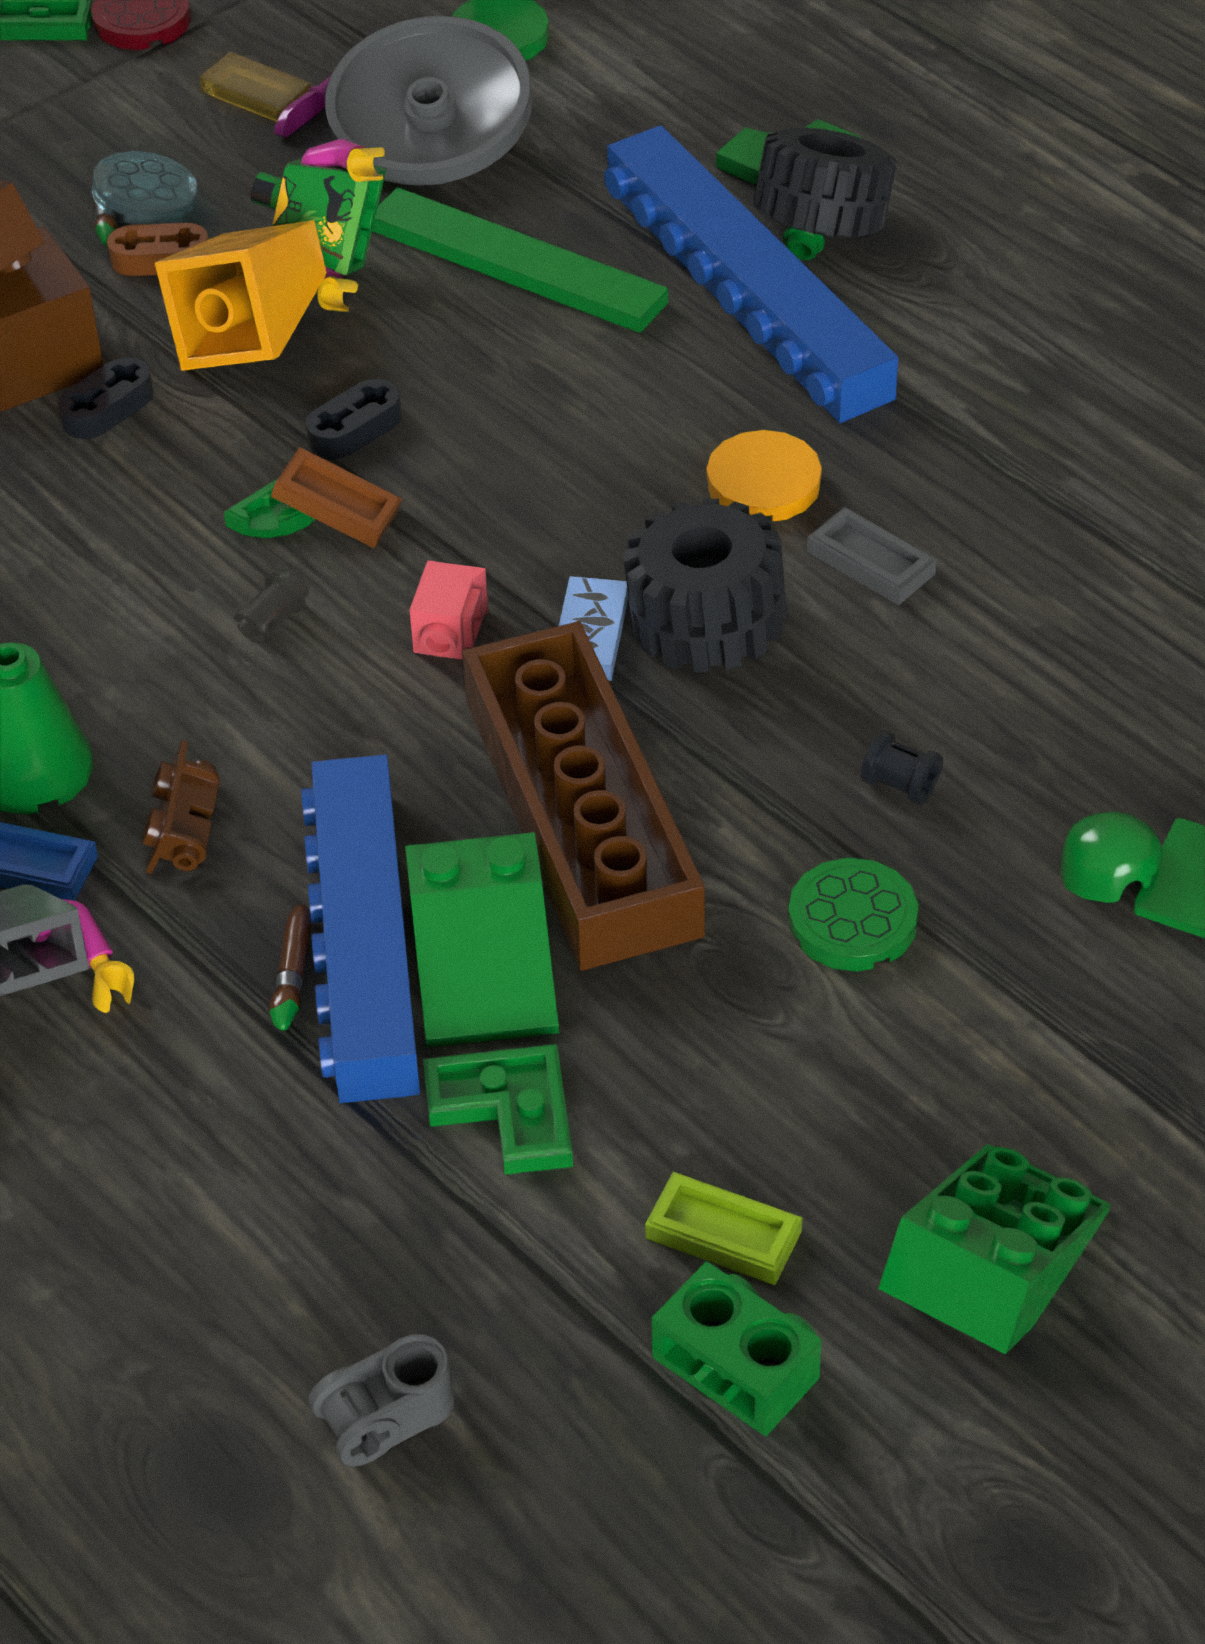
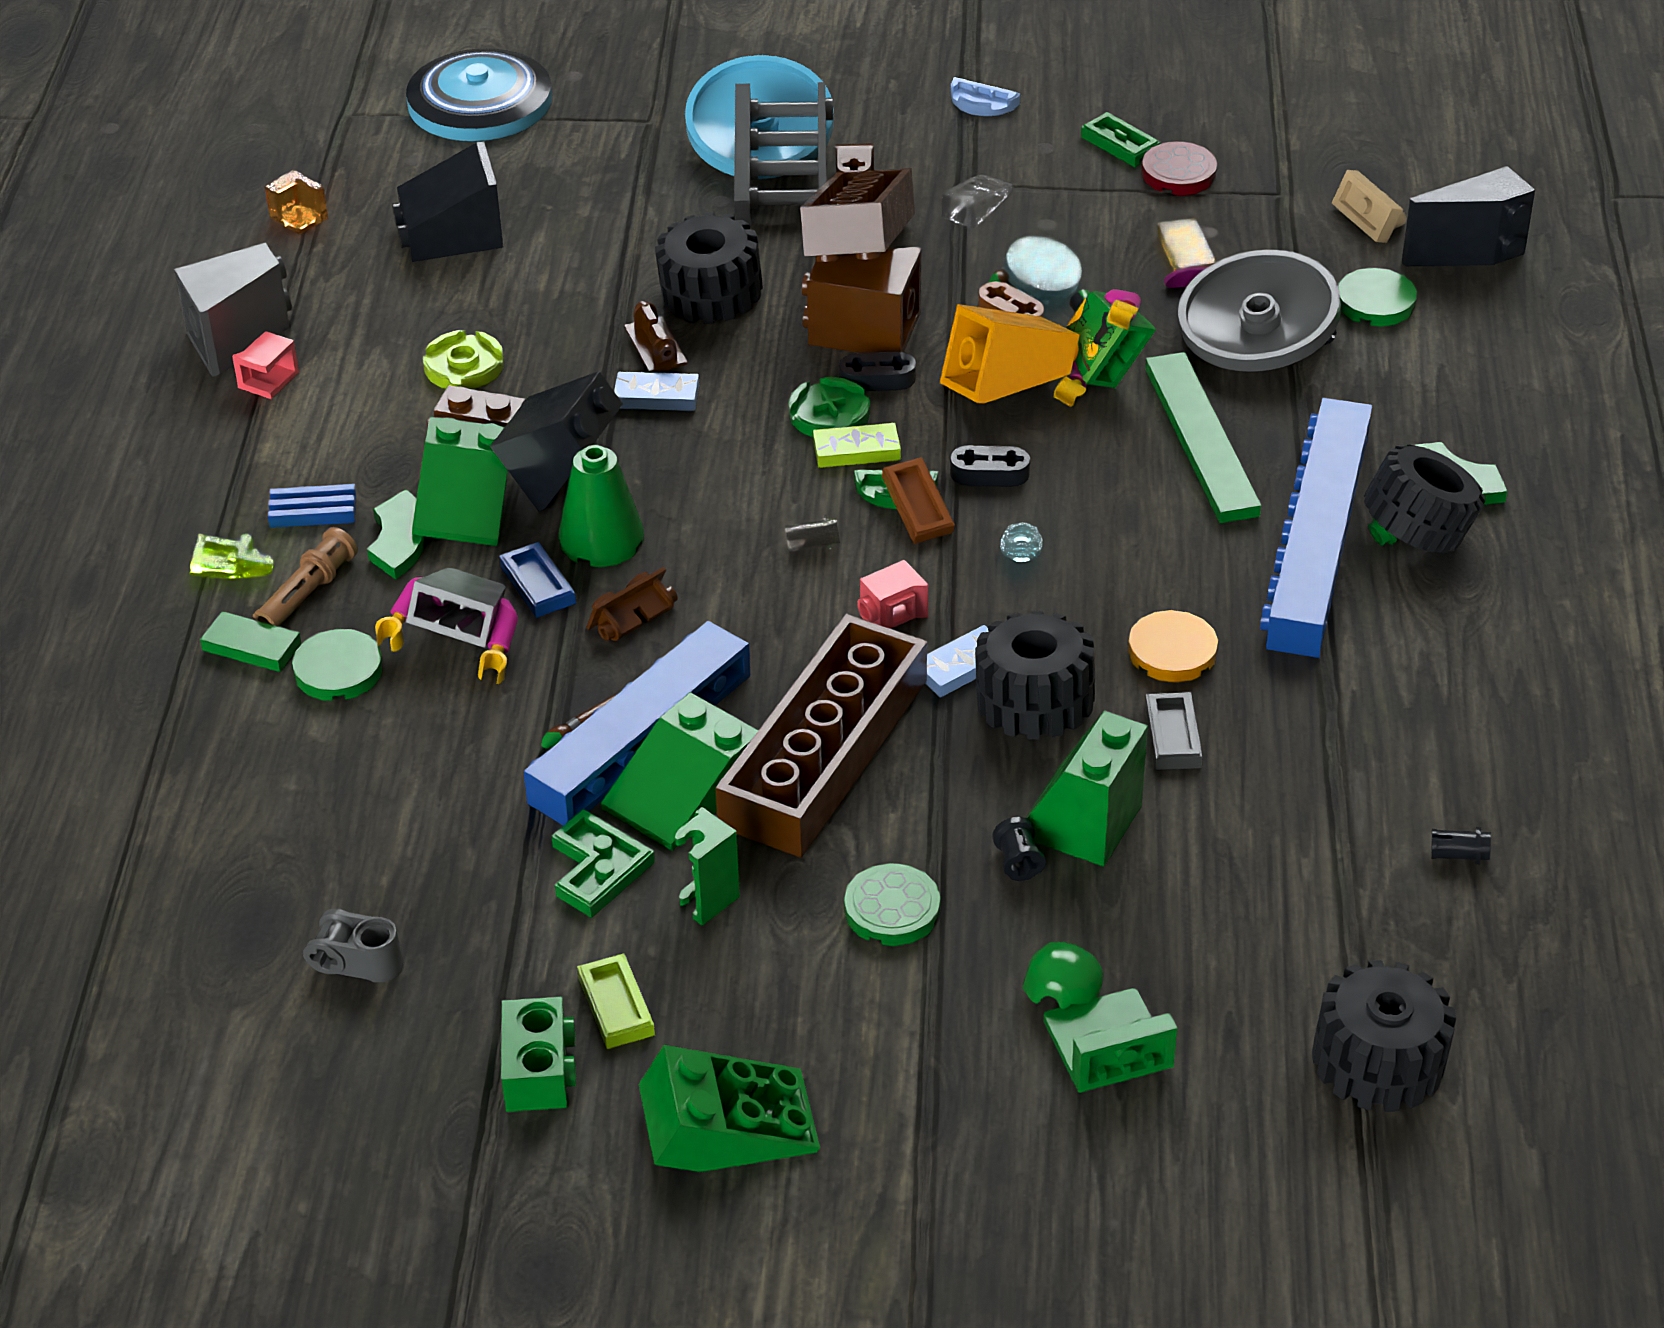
camera: 45 degrees right, 5 degrees down
(103, 468) = (828, 405): none -> green tile
(186, 486) = (856, 445): none -> tile
(492, 472) = (1021, 542): none -> clear light blue plate
(659, 1006) = (713, 866): none -> green hinge
(910, 654) = (1094, 791): none -> green slope

